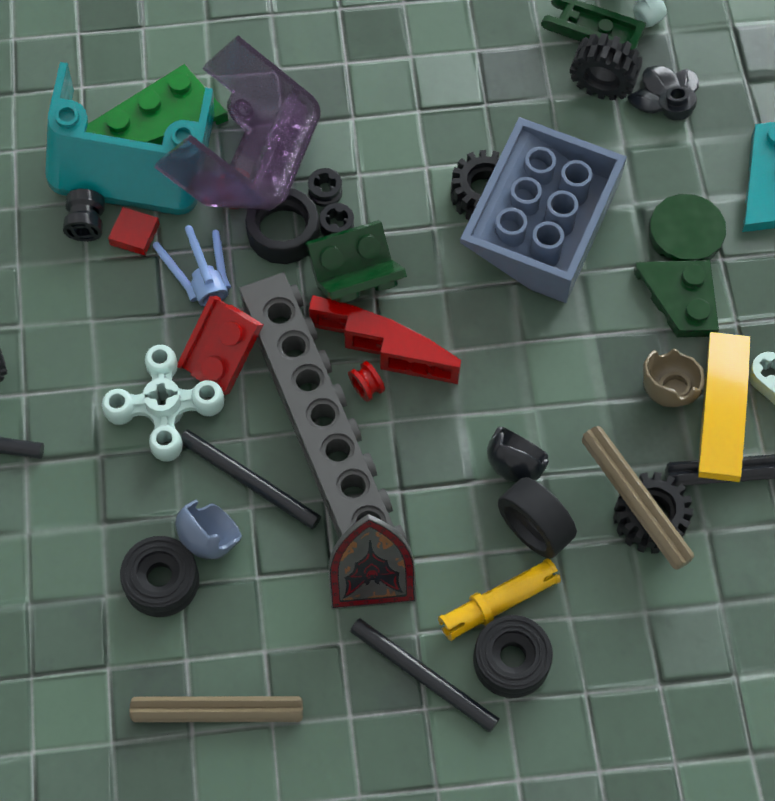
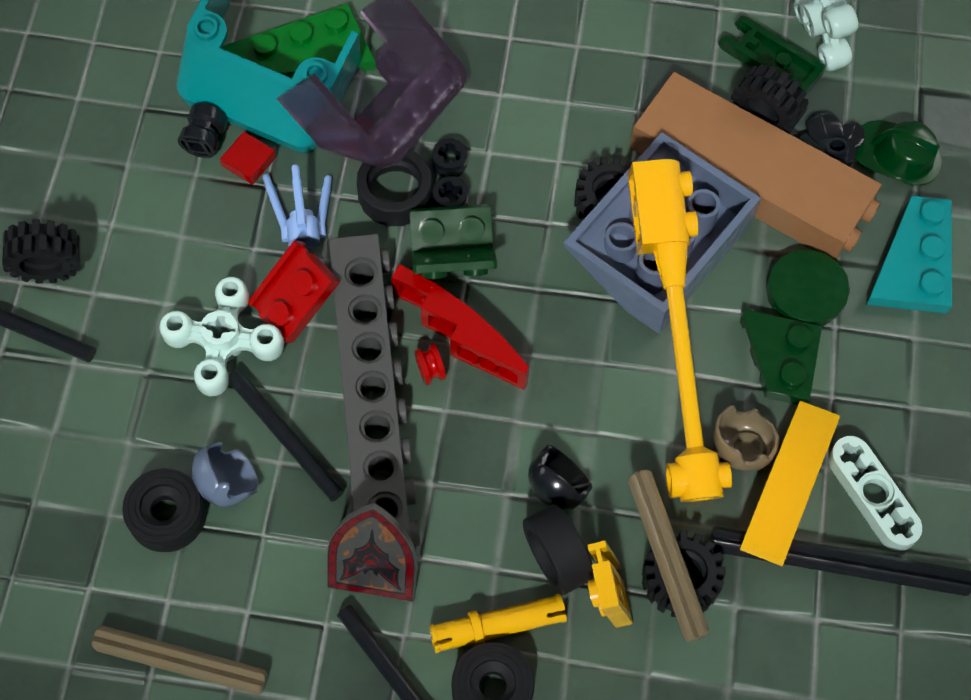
camera: 15 degrees right, 0 degrees up
(551, 205) = (664, 229): none -> yellow bar
(592, 540) = (607, 587): none -> yellow plate
(662, 140) = (798, 185): none -> medium nougat brick
(734, 86) = (901, 151): none -> dark green piece

